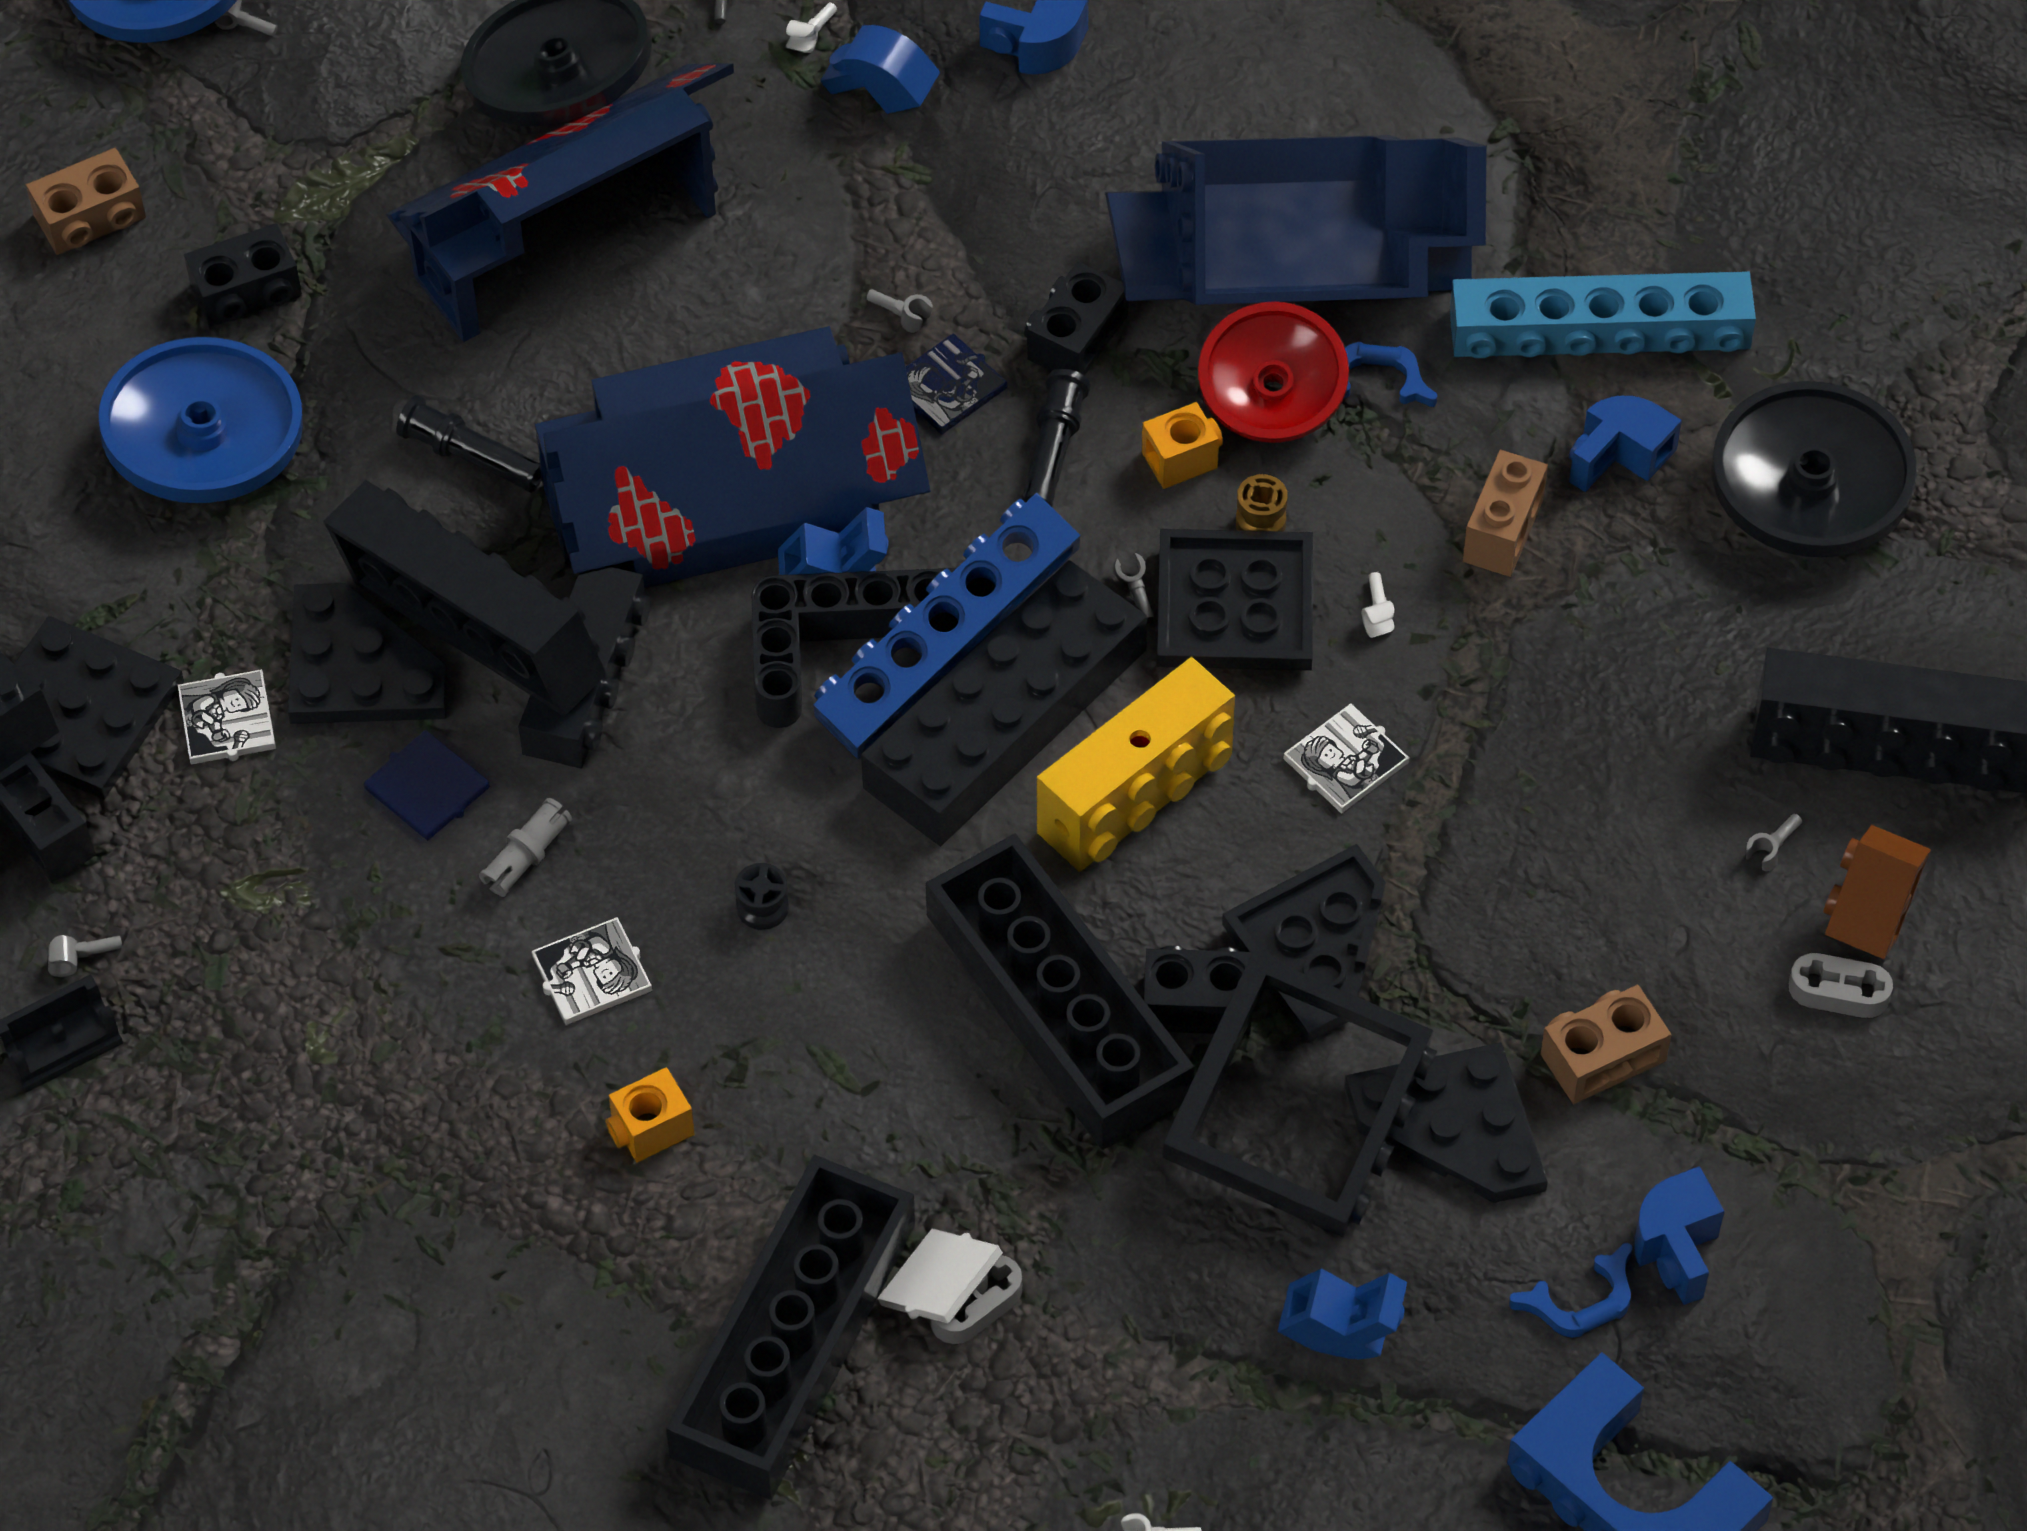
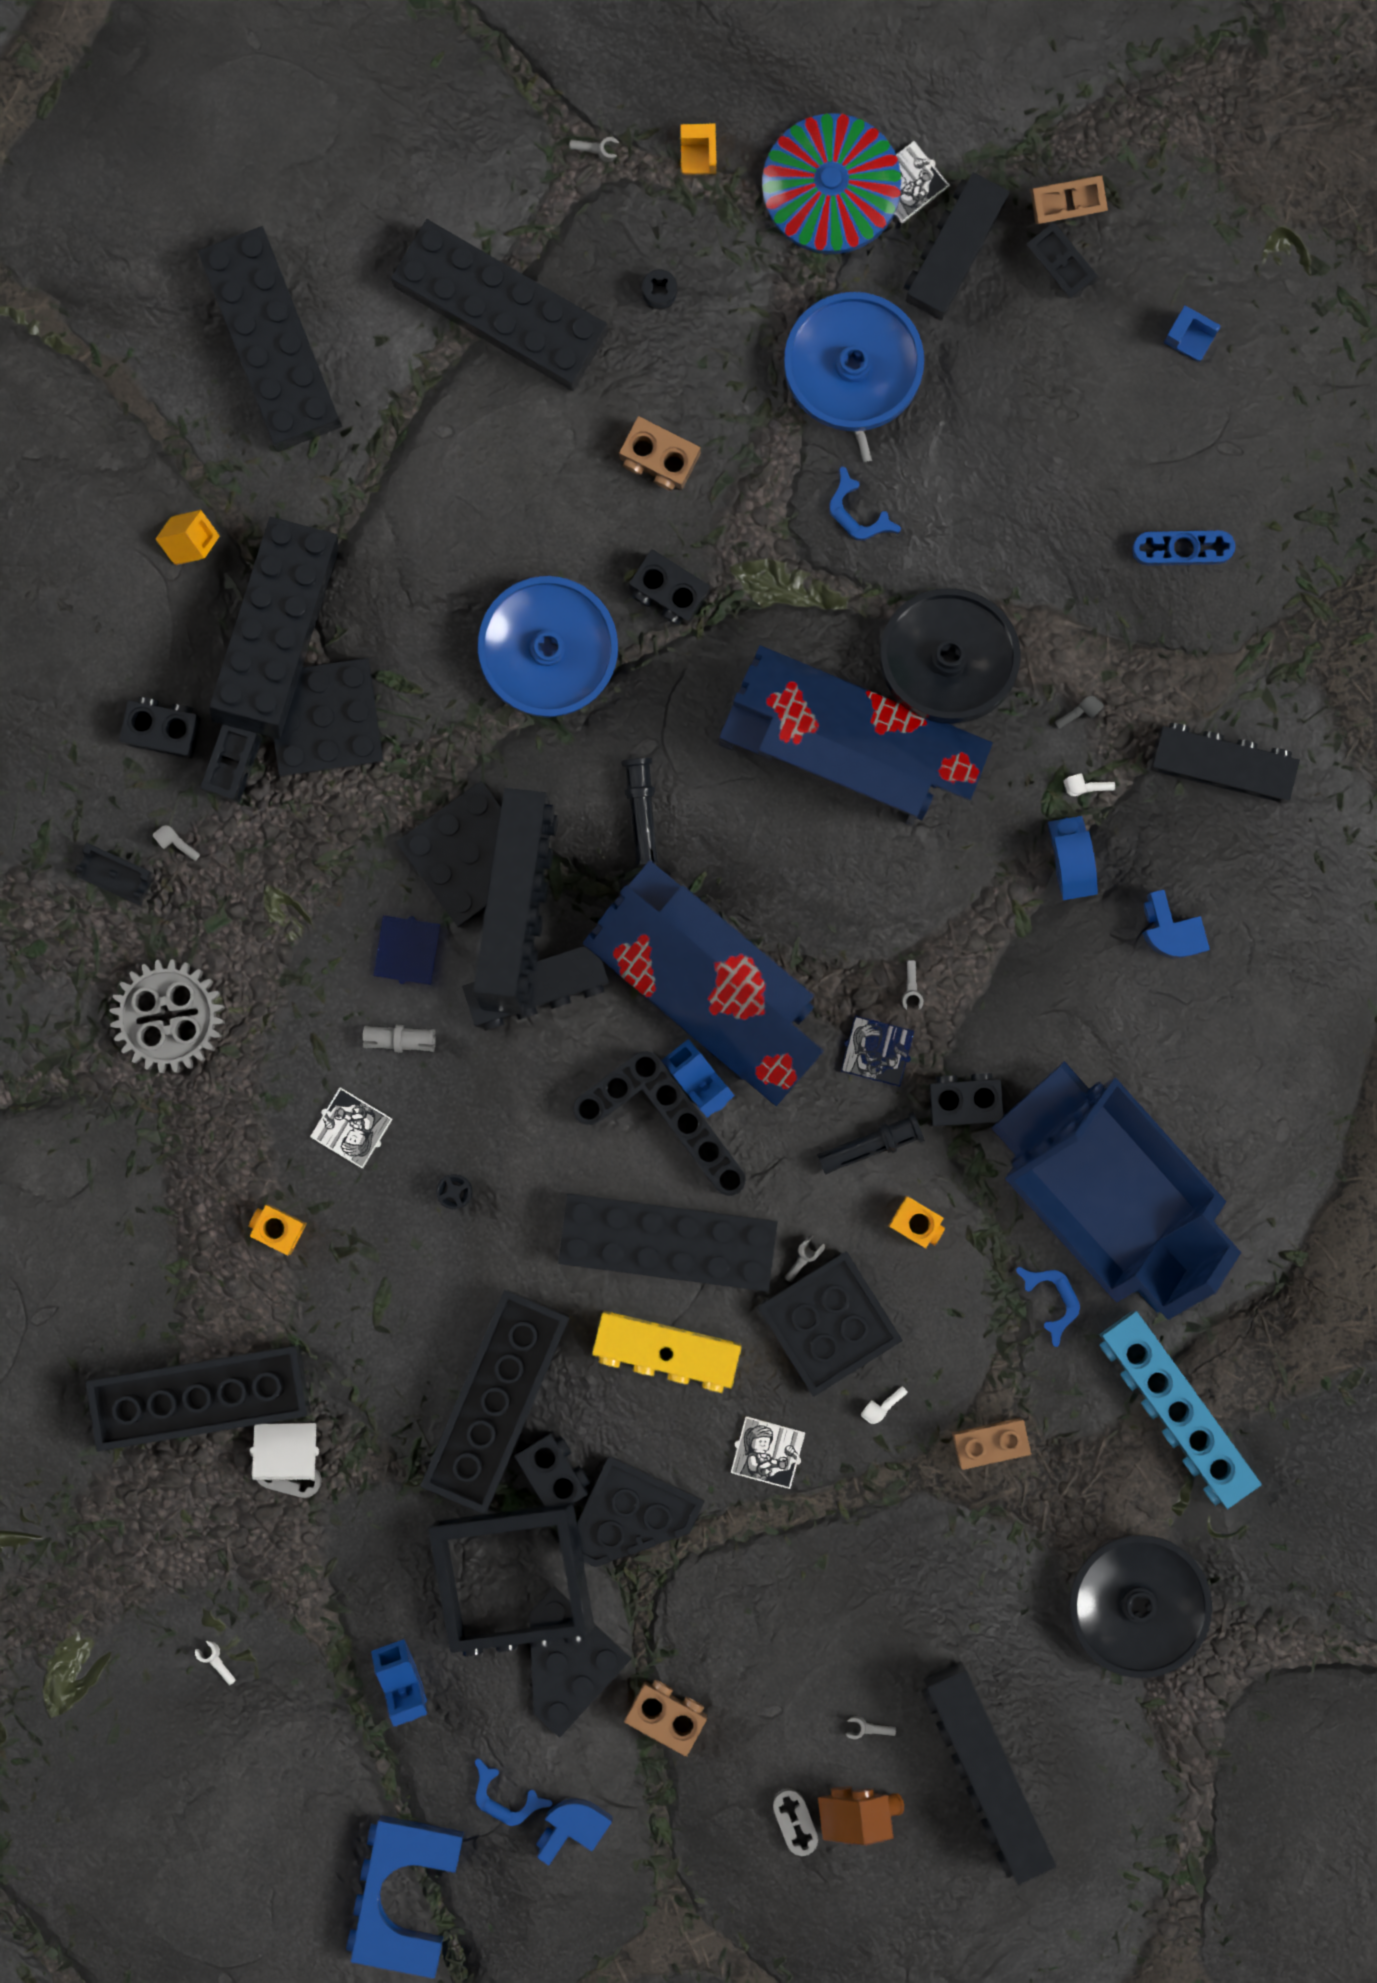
camera: 60 degrees right, 30 degrees up
(226, 716) = (375, 805): piece -> none
(303, 84) = (847, 522): none -> blue helmet
(324, 1096) = (162, 985): none -> light grey gear
(1029, 523) = (597, 1173): blue brick -> none
(1261, 504) = (896, 1298): pearl gold wheel -> none
(1279, 346) = (979, 1265): red dish -> none
(1623, 431) = (1102, 1478): blue brick -> none

